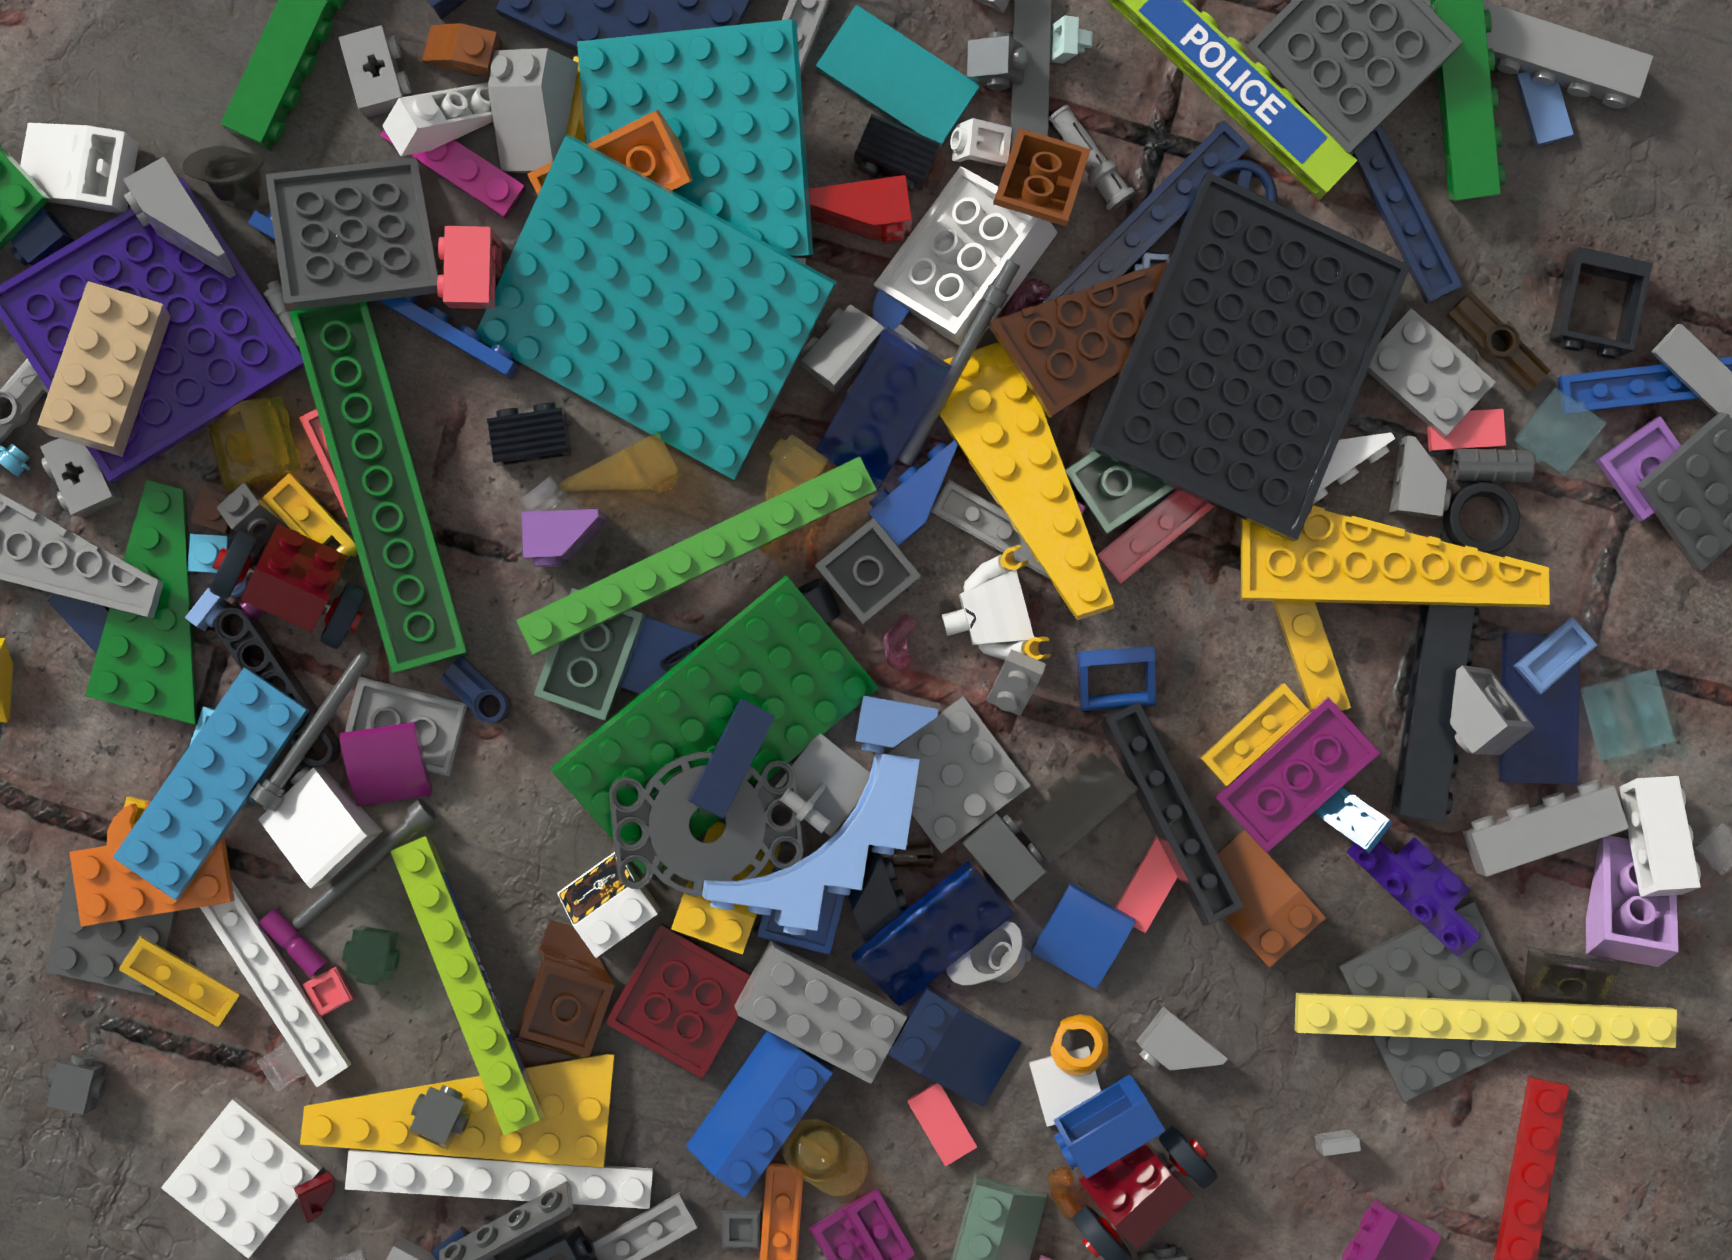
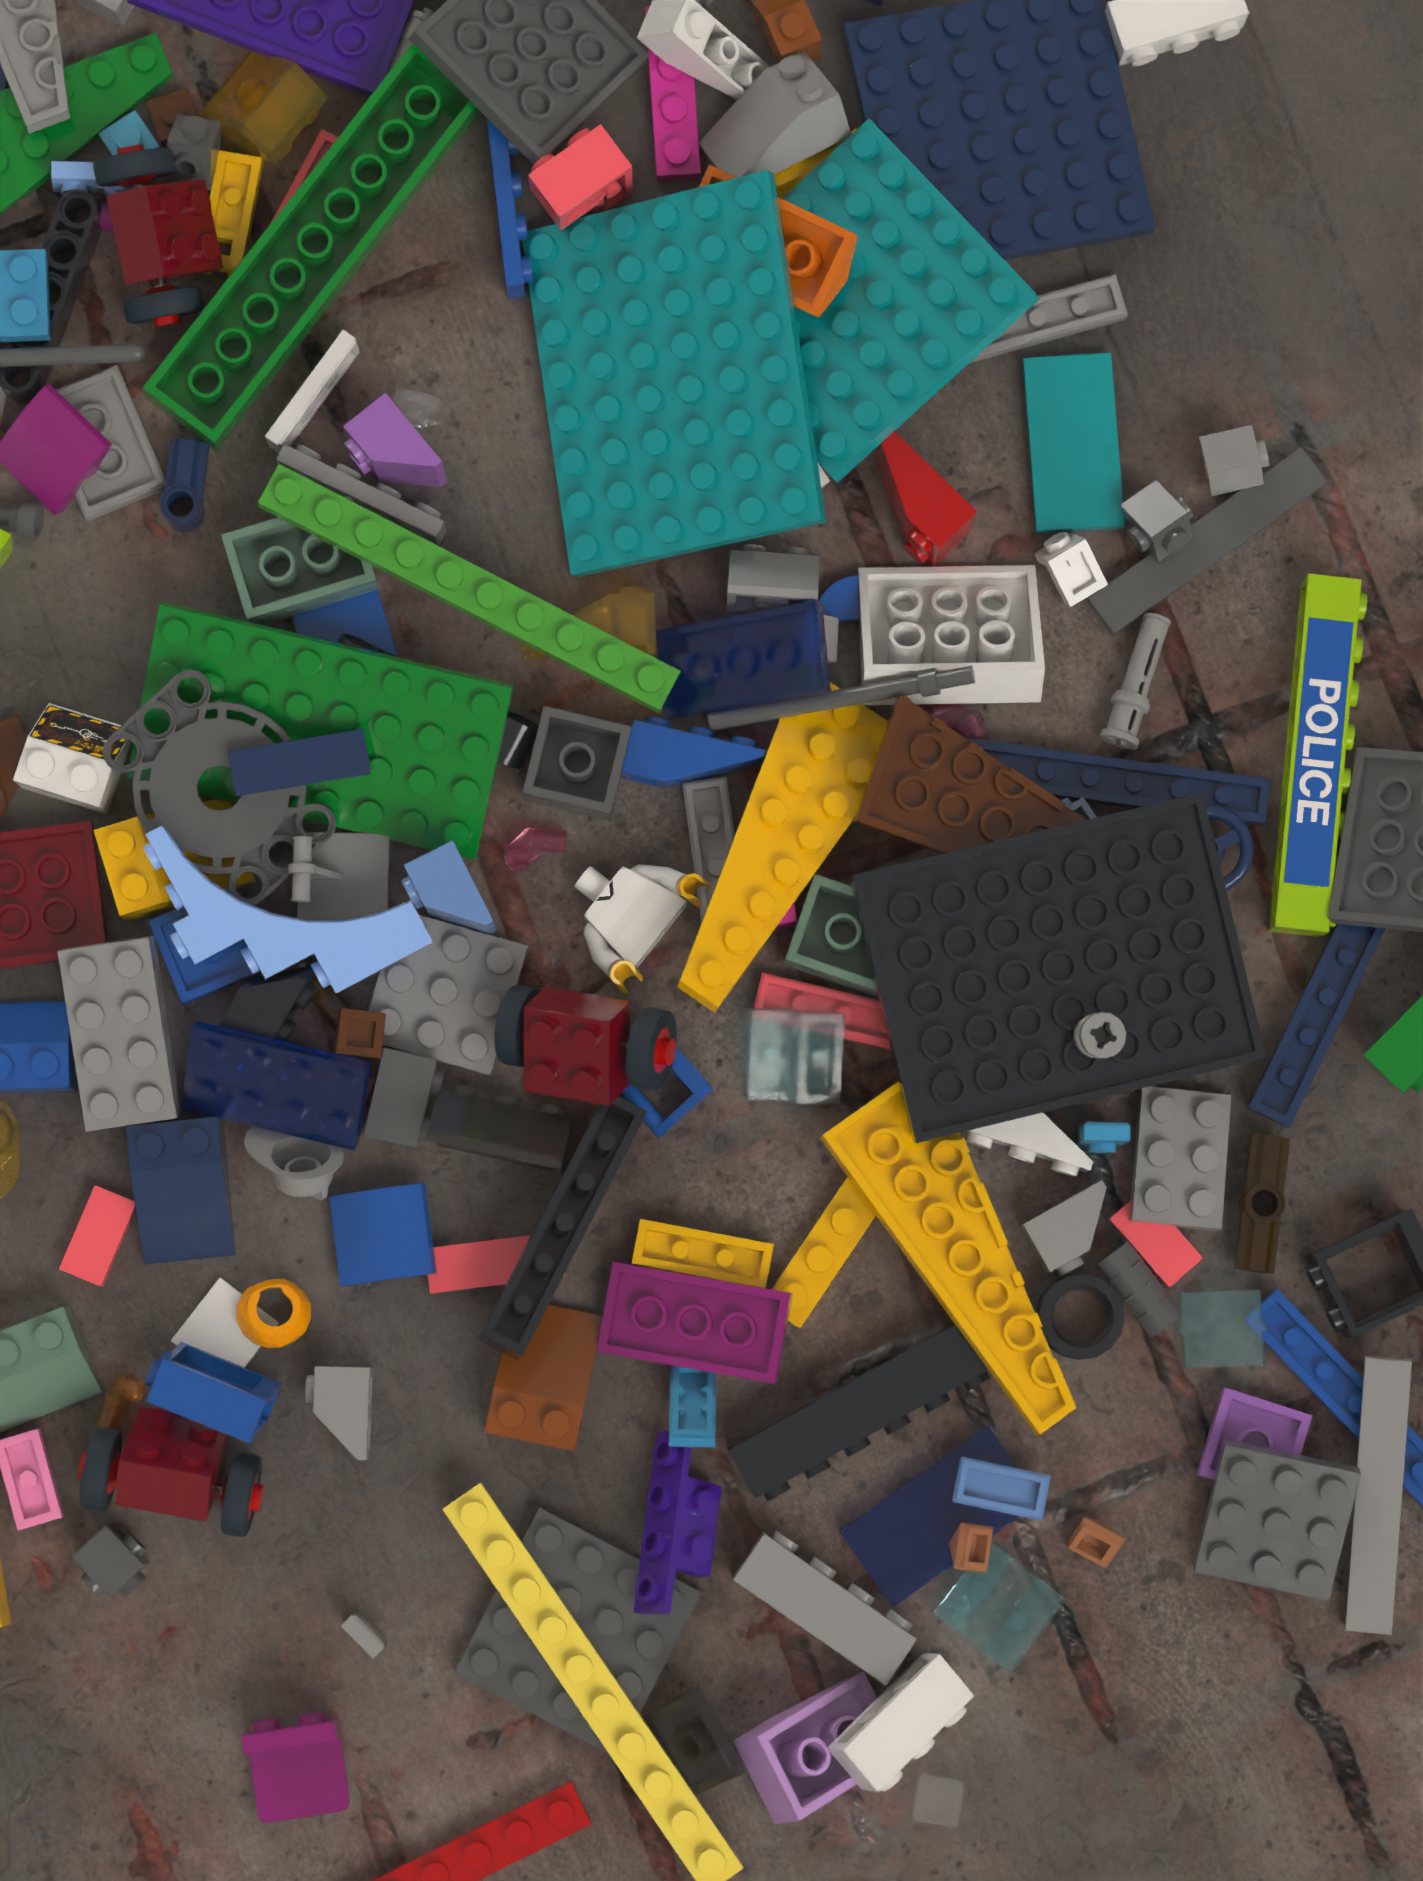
camera: 50 degrees right, 5 degrees down
(479, 559) = (313, 392): none -> white tile
(529, 435) = (467, 352): black brick -> none
(558, 584) = (381, 500): none -> light grey plate
(635, 469) = (510, 474): clear yellow slope -> none
(896, 152) = (998, 494): black brick -> none
(941, 852) = (359, 1033): none -> reddish brown plate
(1016, 682) = (582, 974): light grey plate -> none
(1042, 177) = (1076, 644): dark orange slope -> none
(1063, 711) = (583, 1043): none -> dark red brick
(1068, 40) = (1232, 575): light aqua tile -> none
(1169, 575) = (793, 1055): none -> clear light blue slope
(1311, 368) = (1090, 1034): none -> light grey wheel
(1379, 413) = (1102, 1136): none -> dark azure plate
(1485, 713) = (891, 1457): light grey slope -> none
(1580, 705) = (971, 1547): none -> nougat slope
(1633, 619) = (1095, 1541): none -> nougat slope

